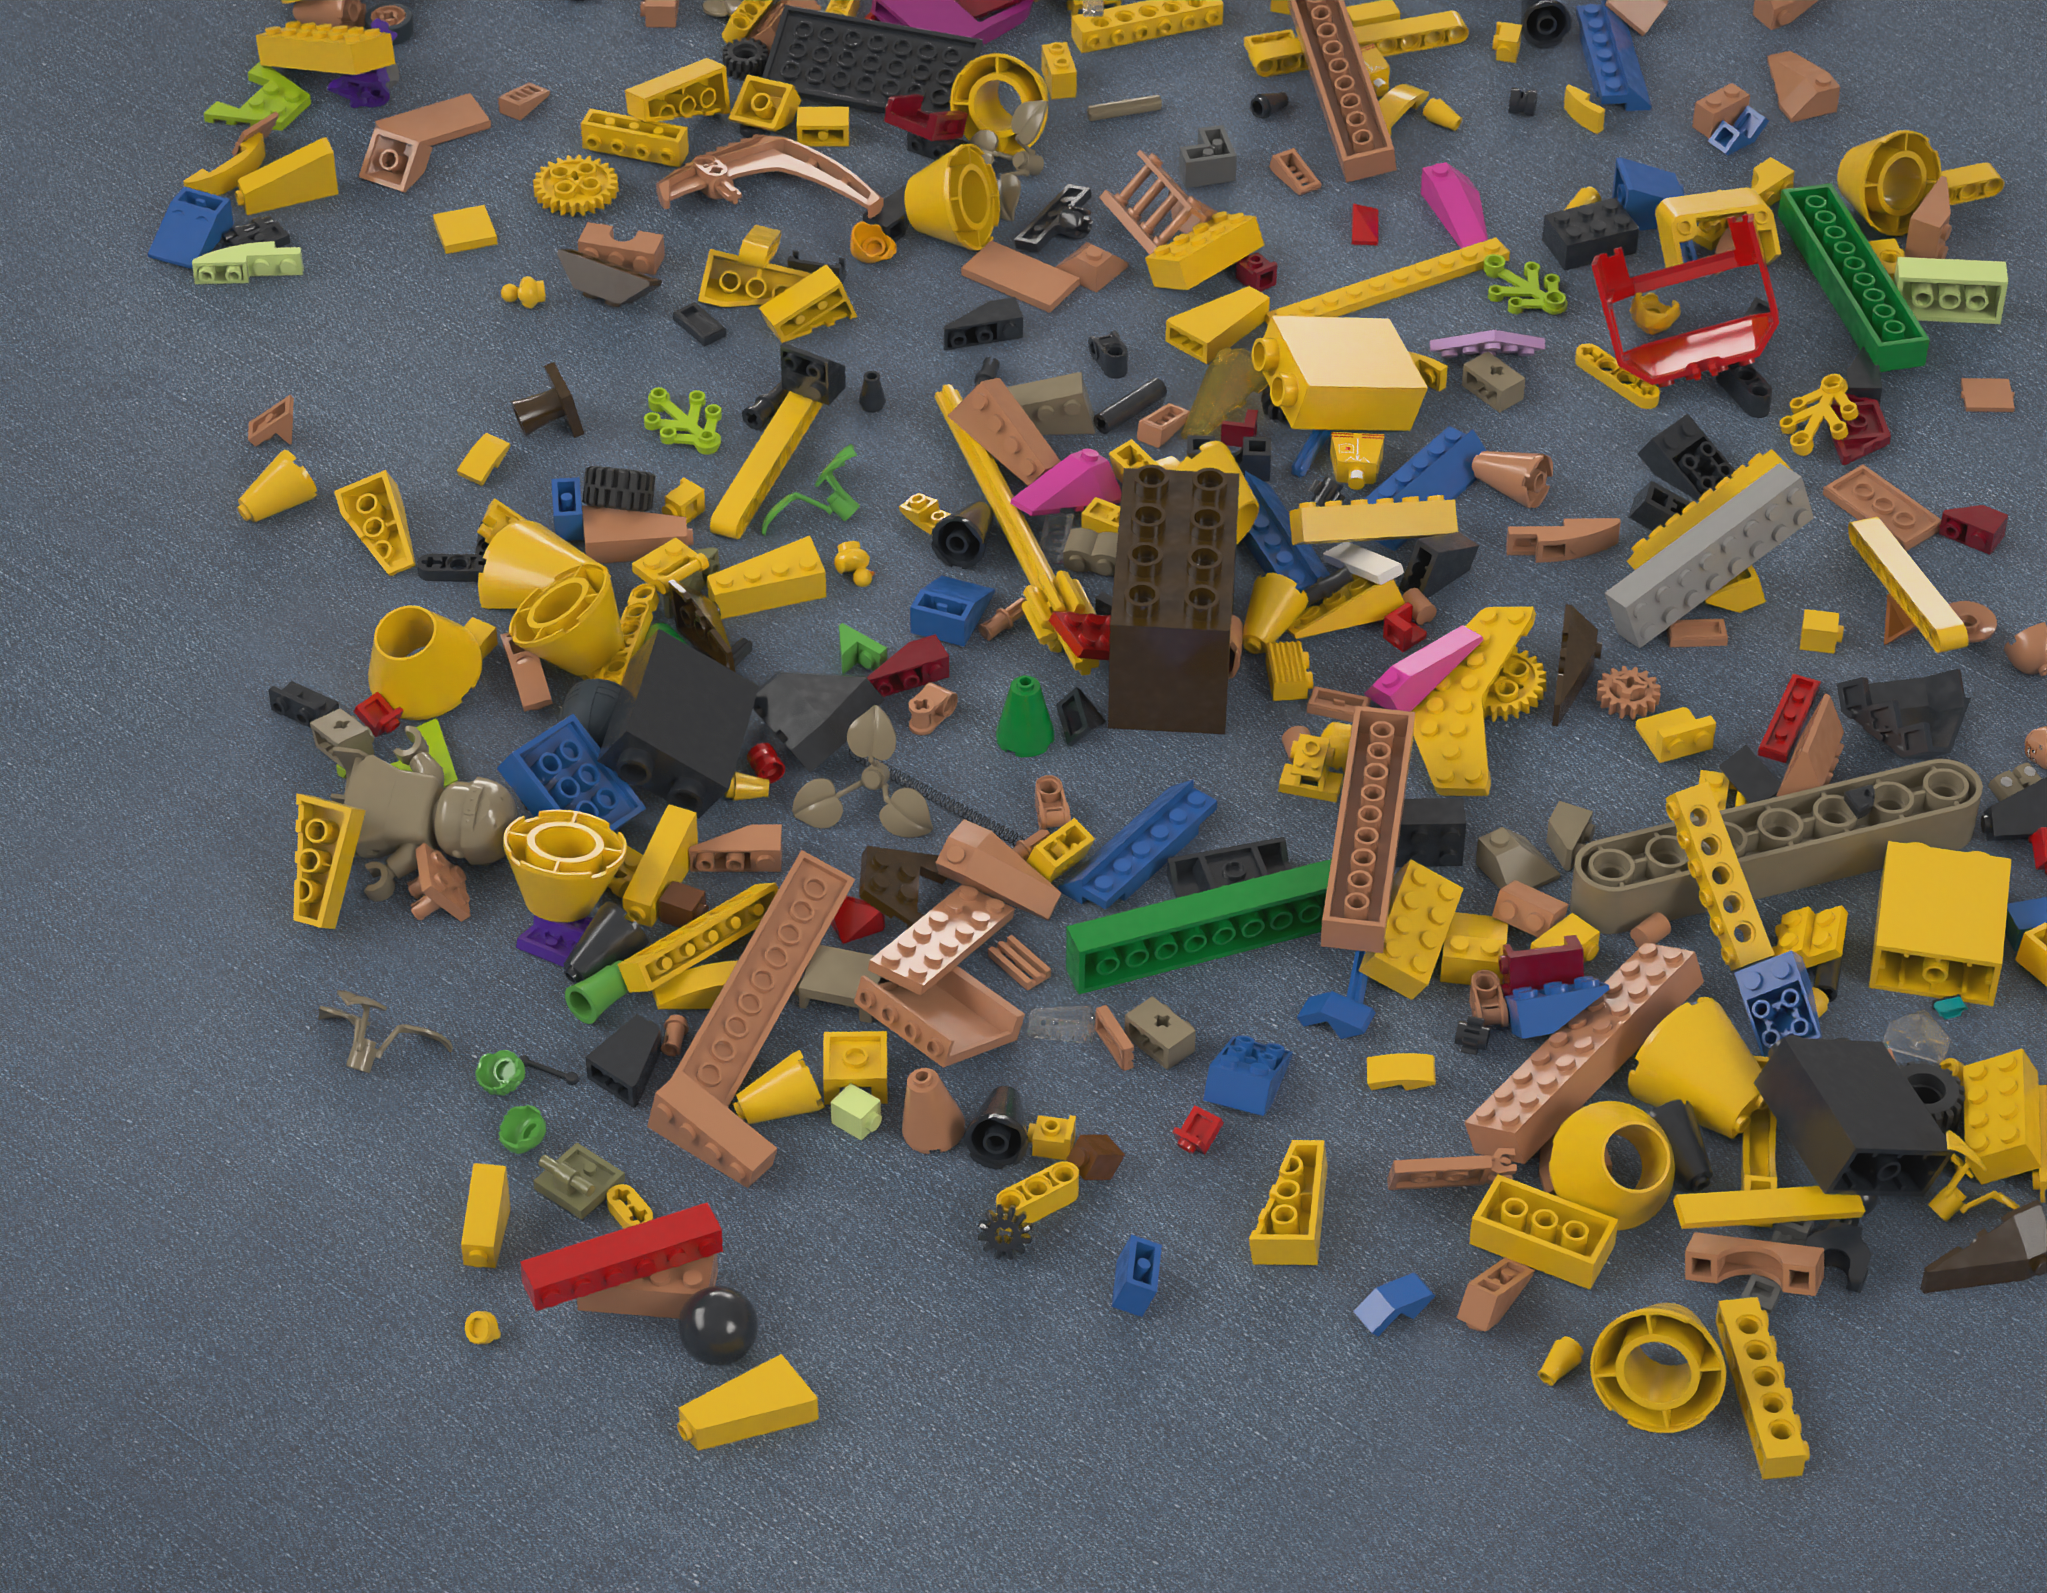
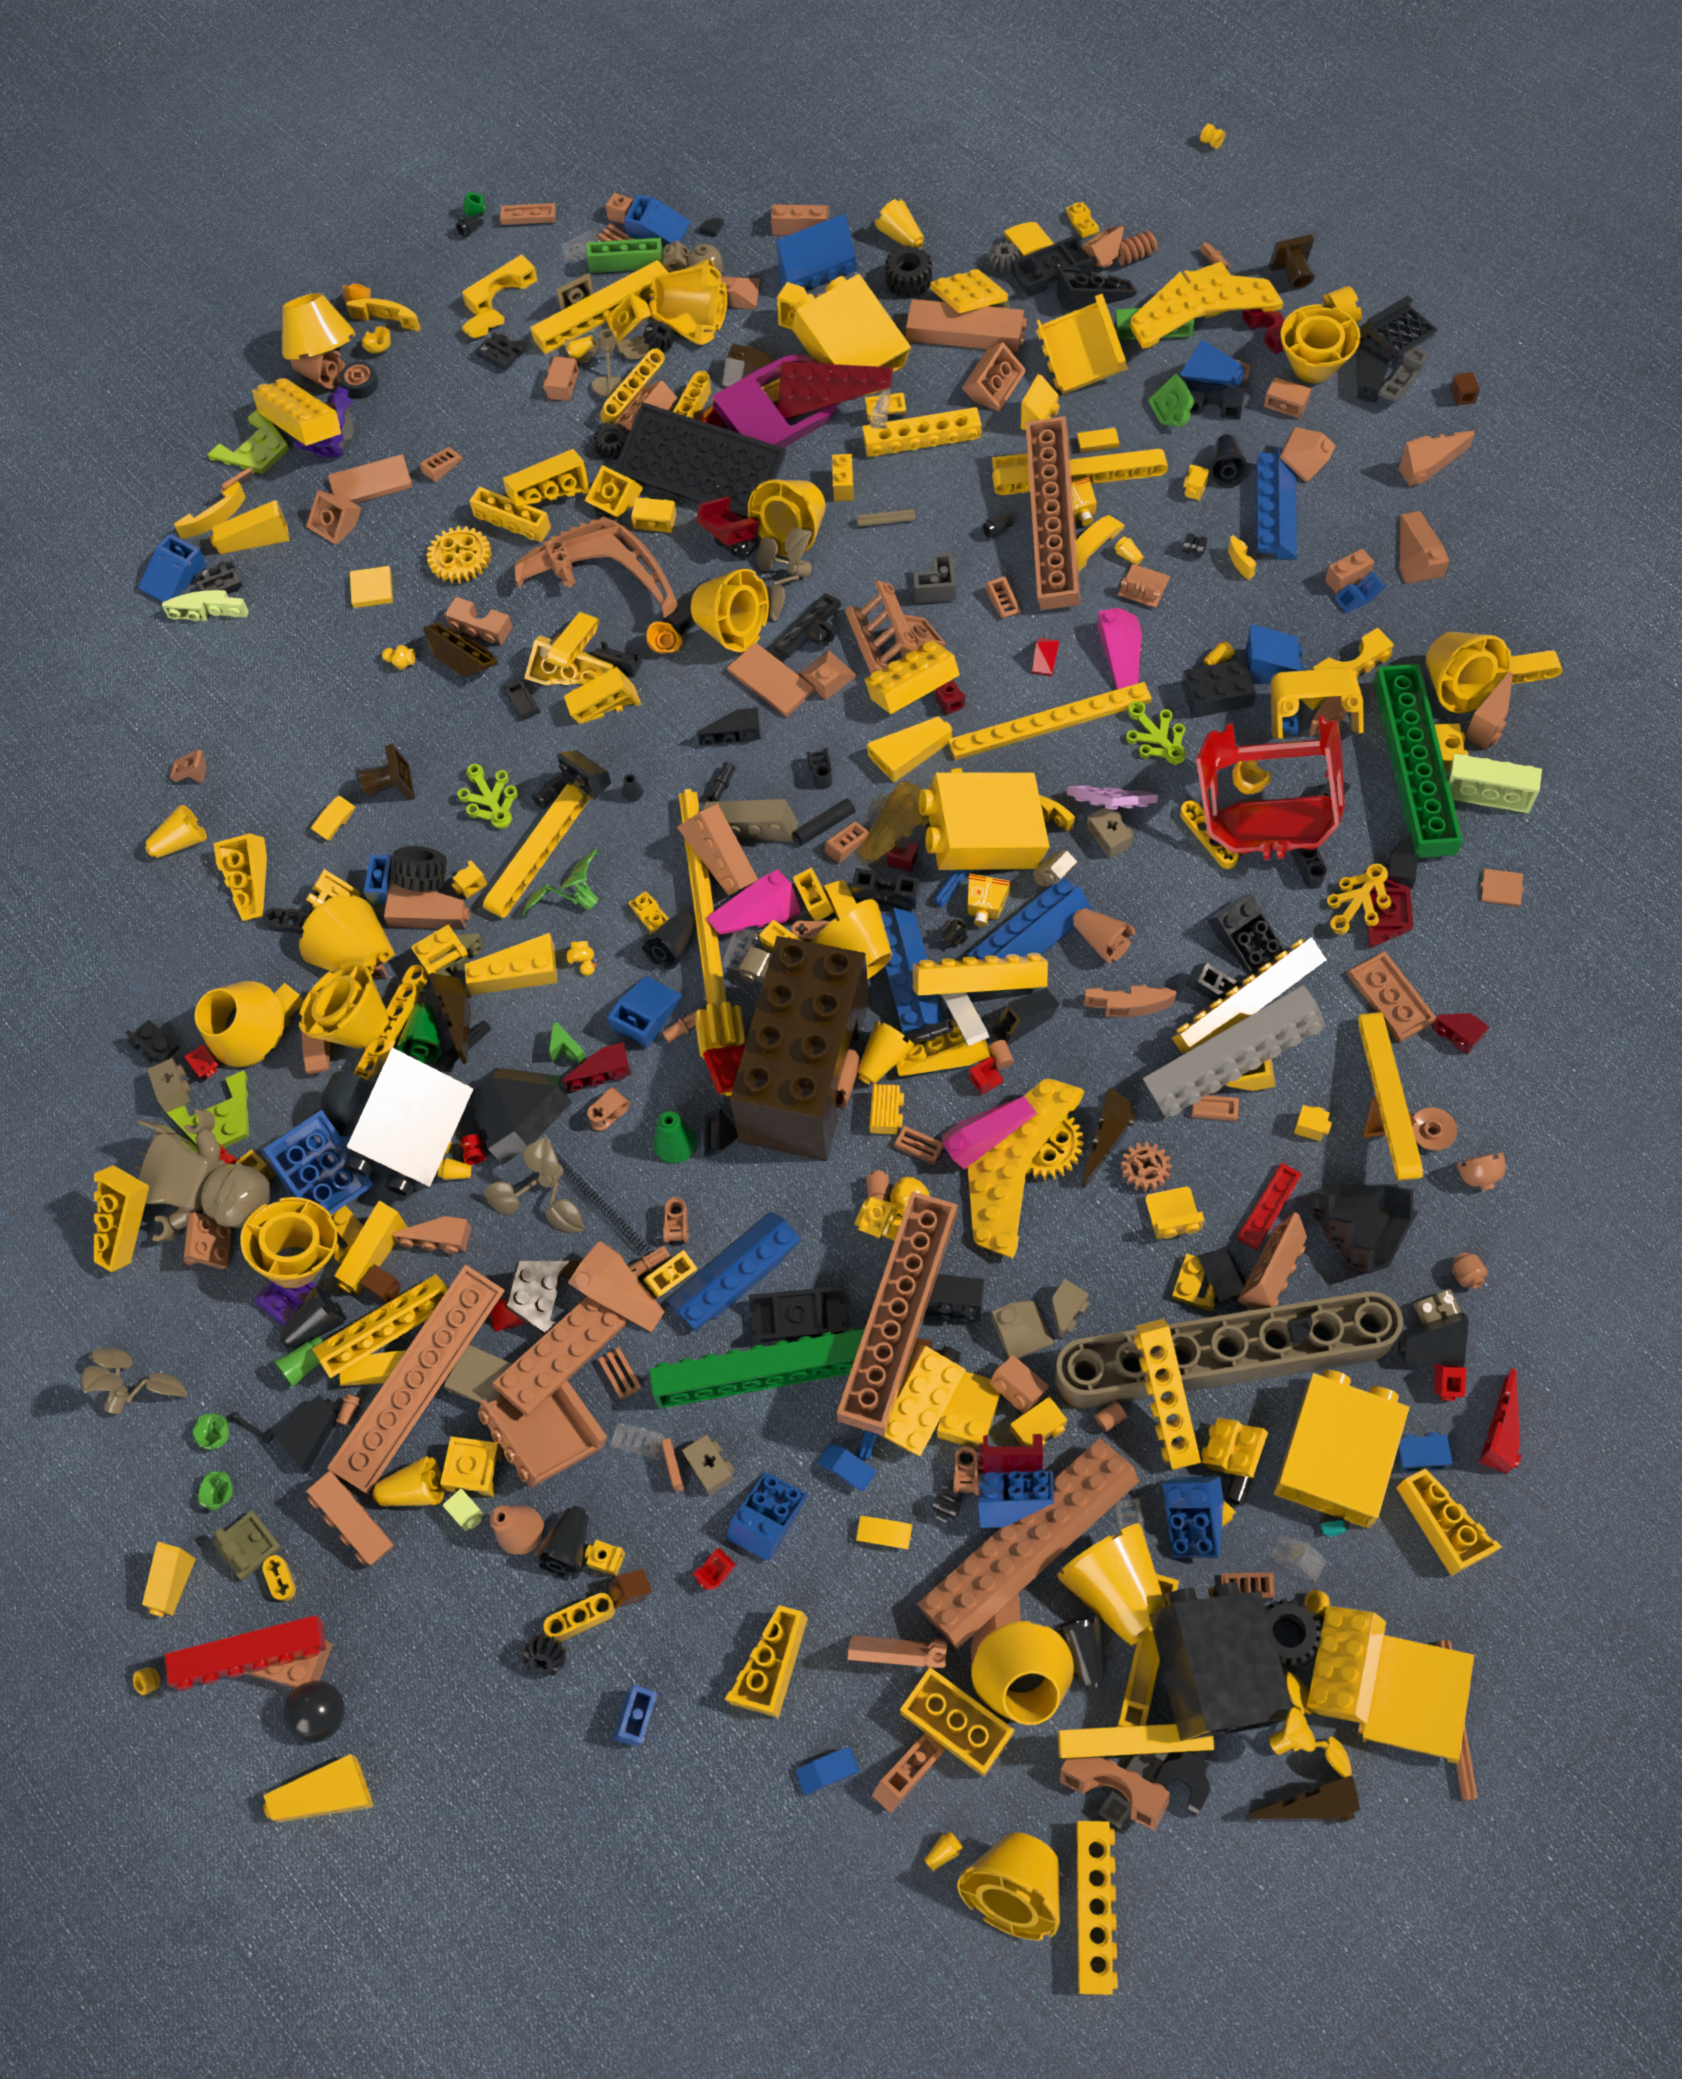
camera: 15 degrees right, 20 degrees up
(1436, 416) = (1054, 868): none -> dark tan brick
(1469, 147) = (1143, 585): none -> nougat hinge

